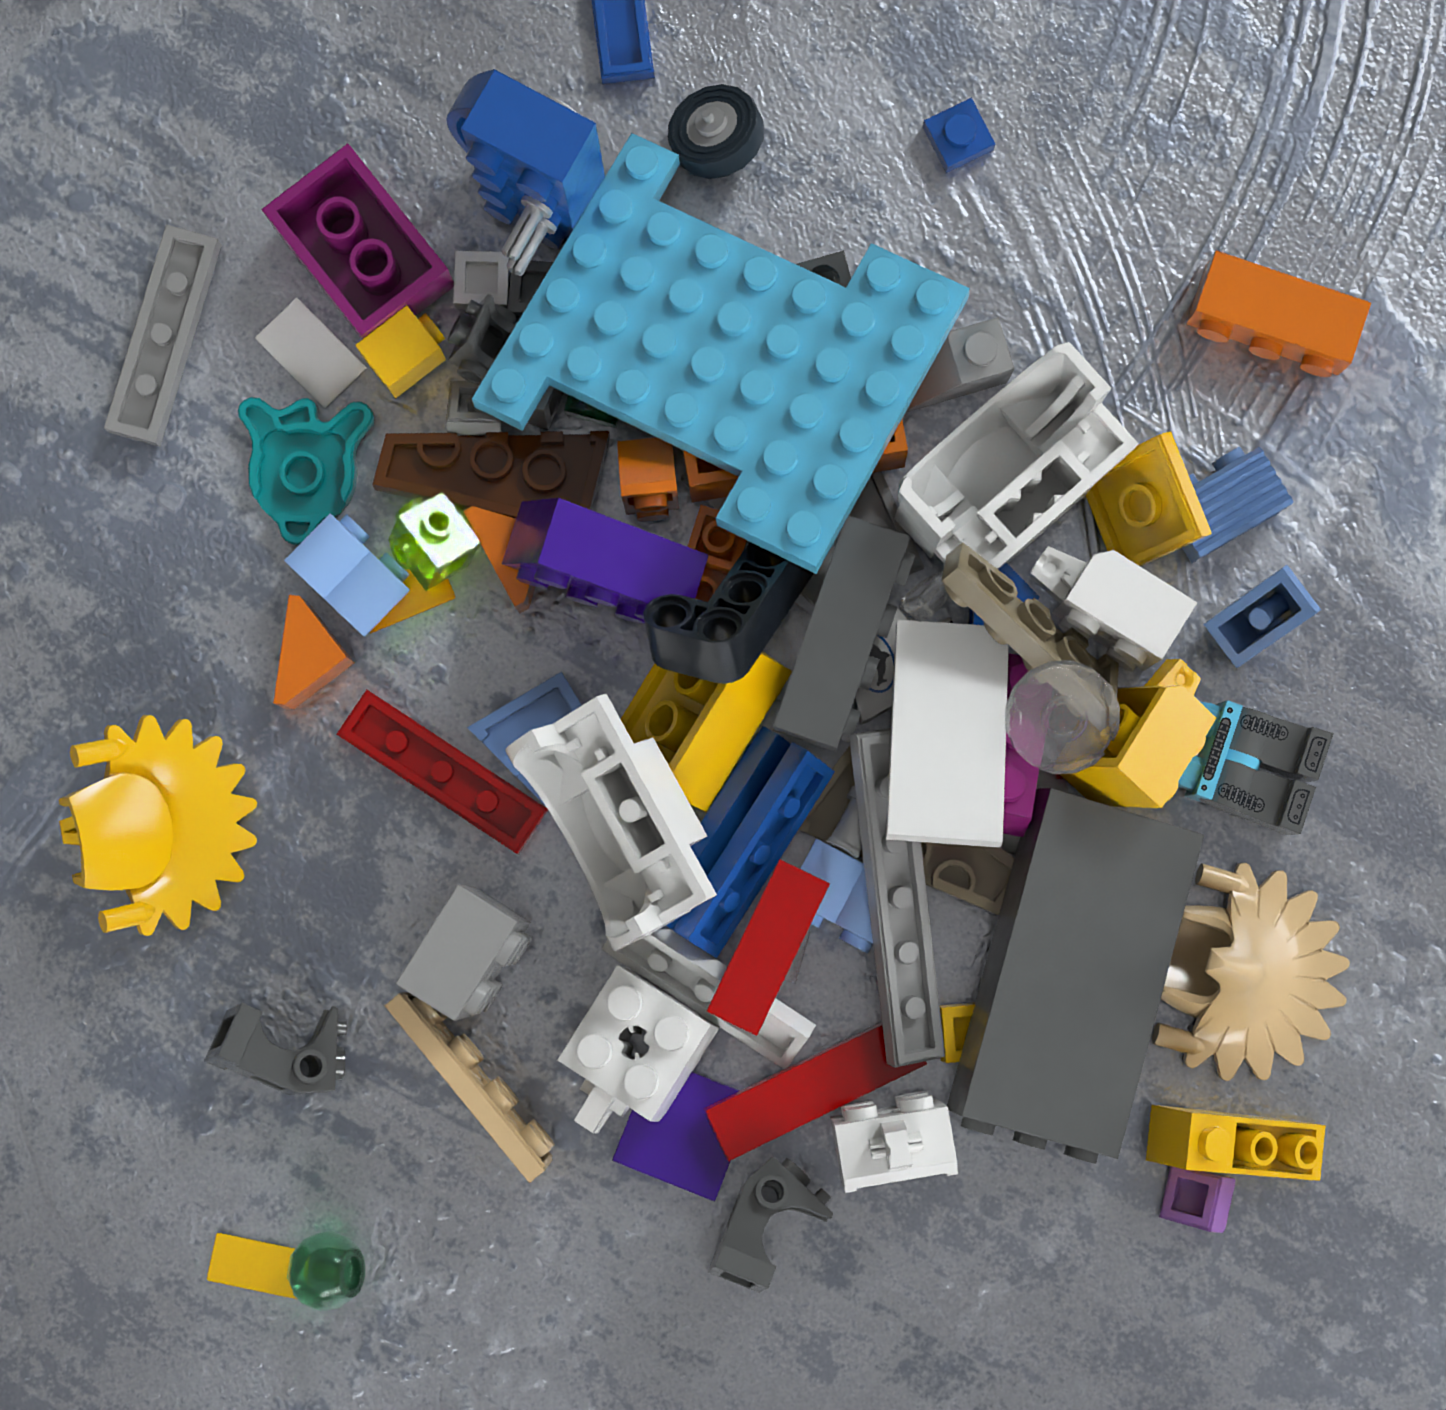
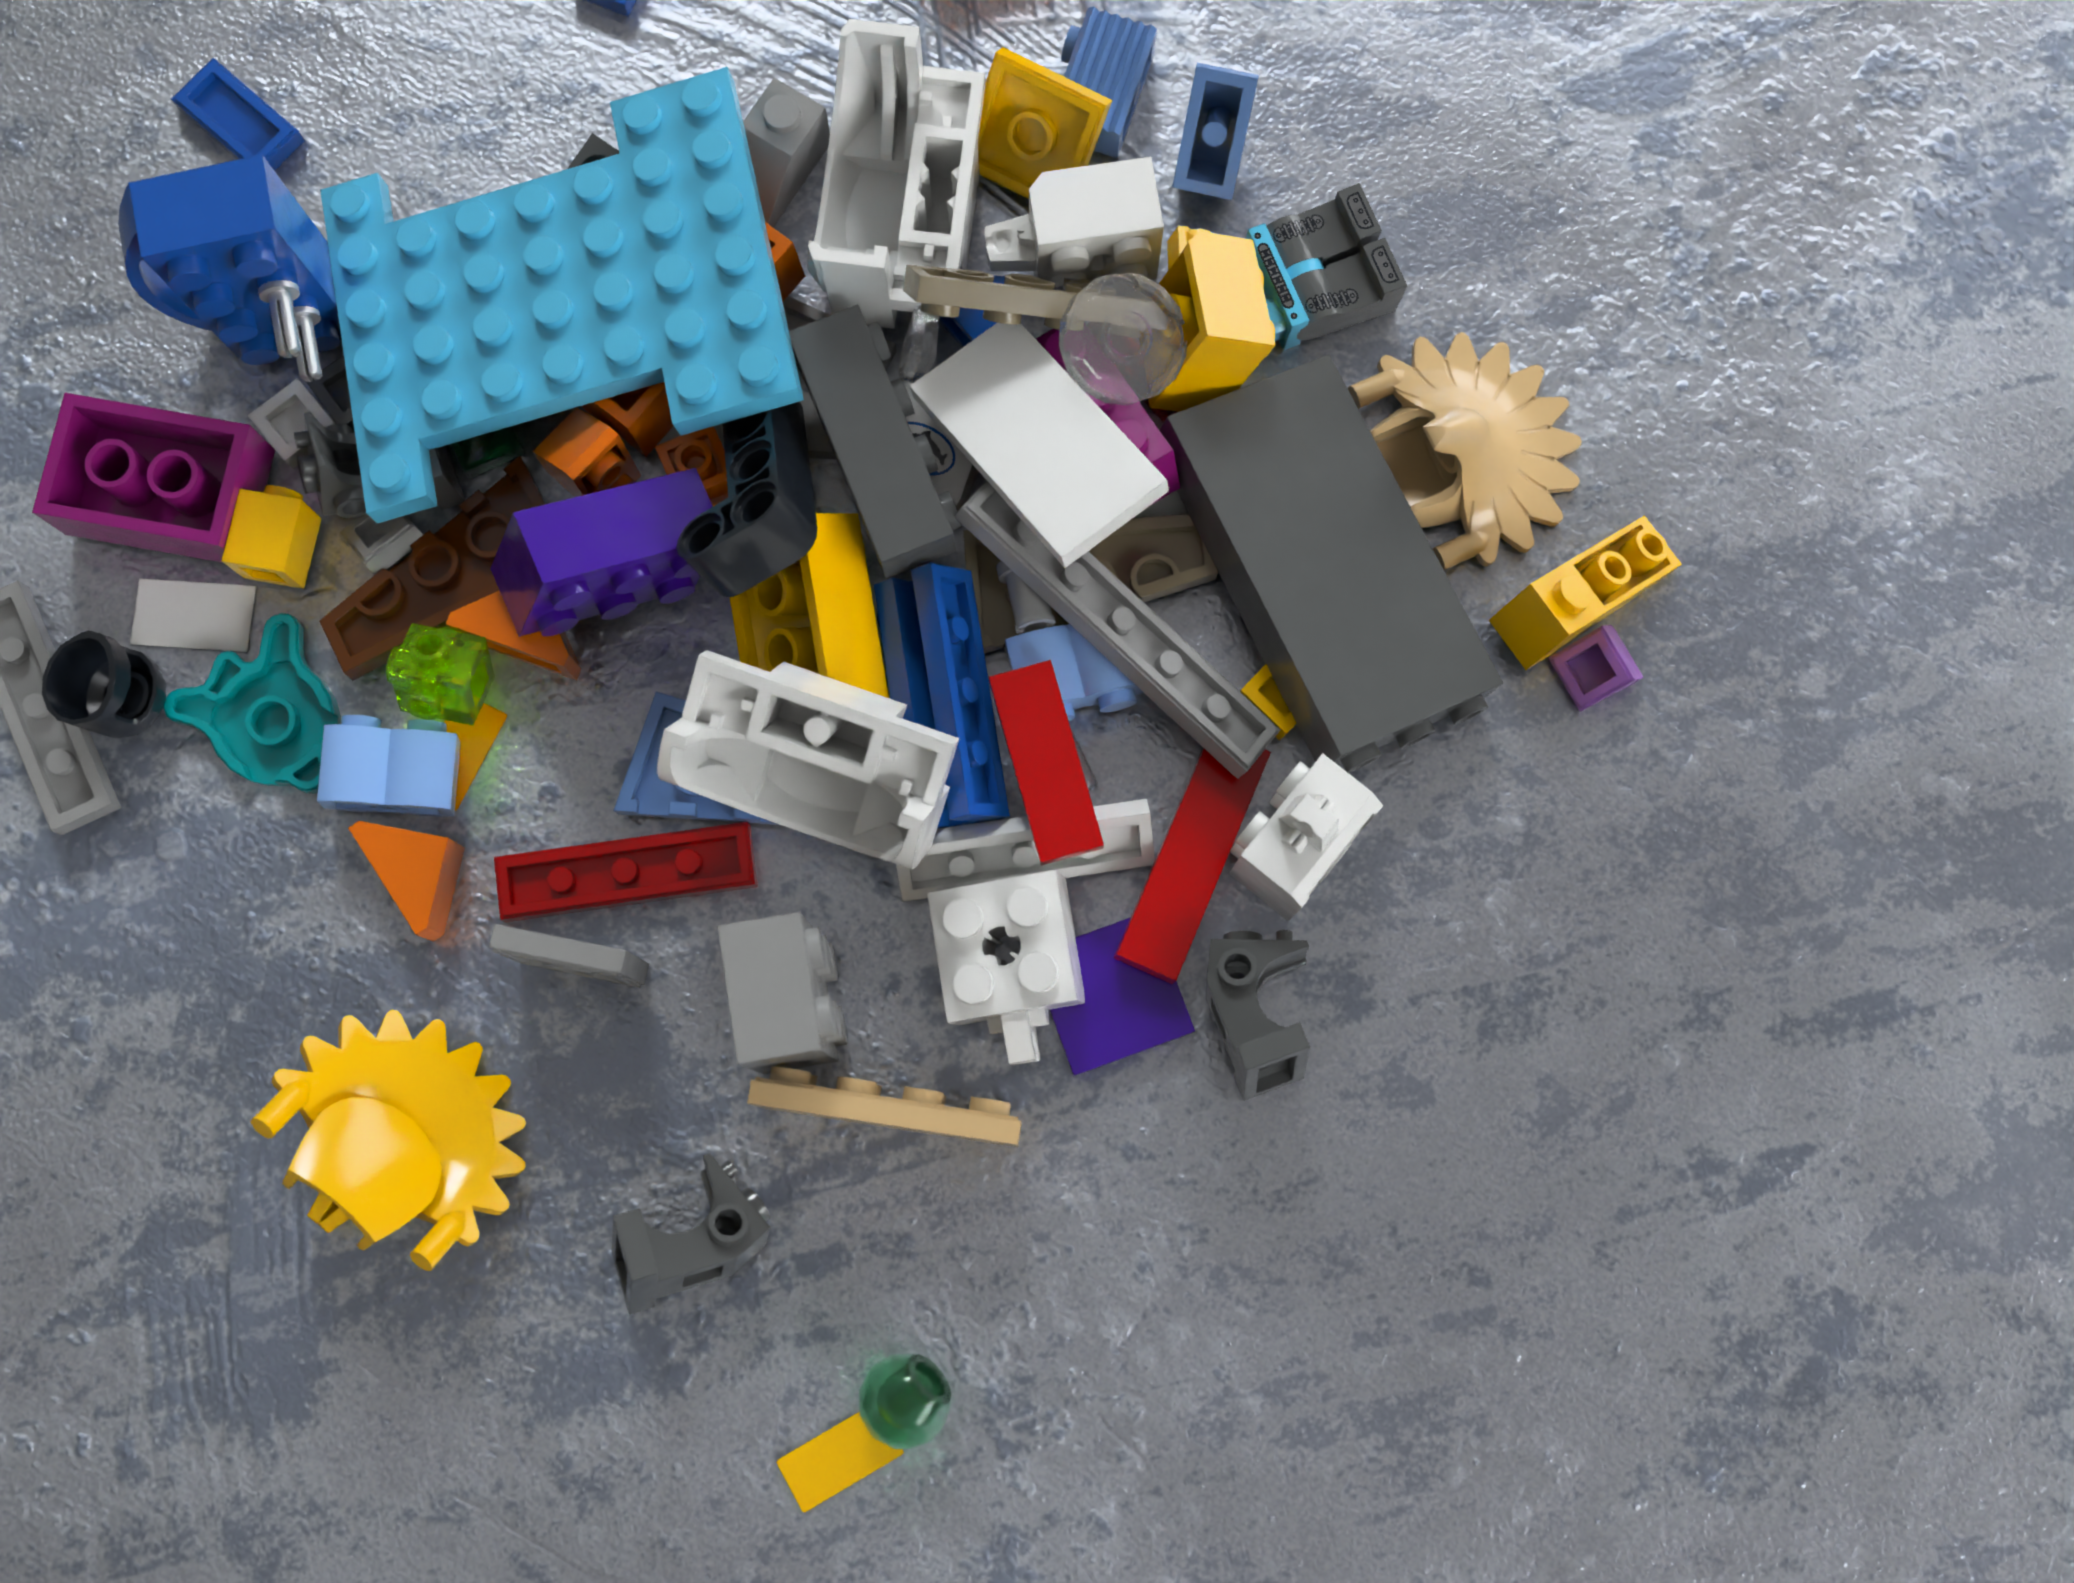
camera: 45 degrees left, 5 degrees down
(212, 362) = (97, 677): none -> black helmet
(357, 803) = (569, 956): none -> light grey tile
(716, 131) = (396, 131): black wheel -> none

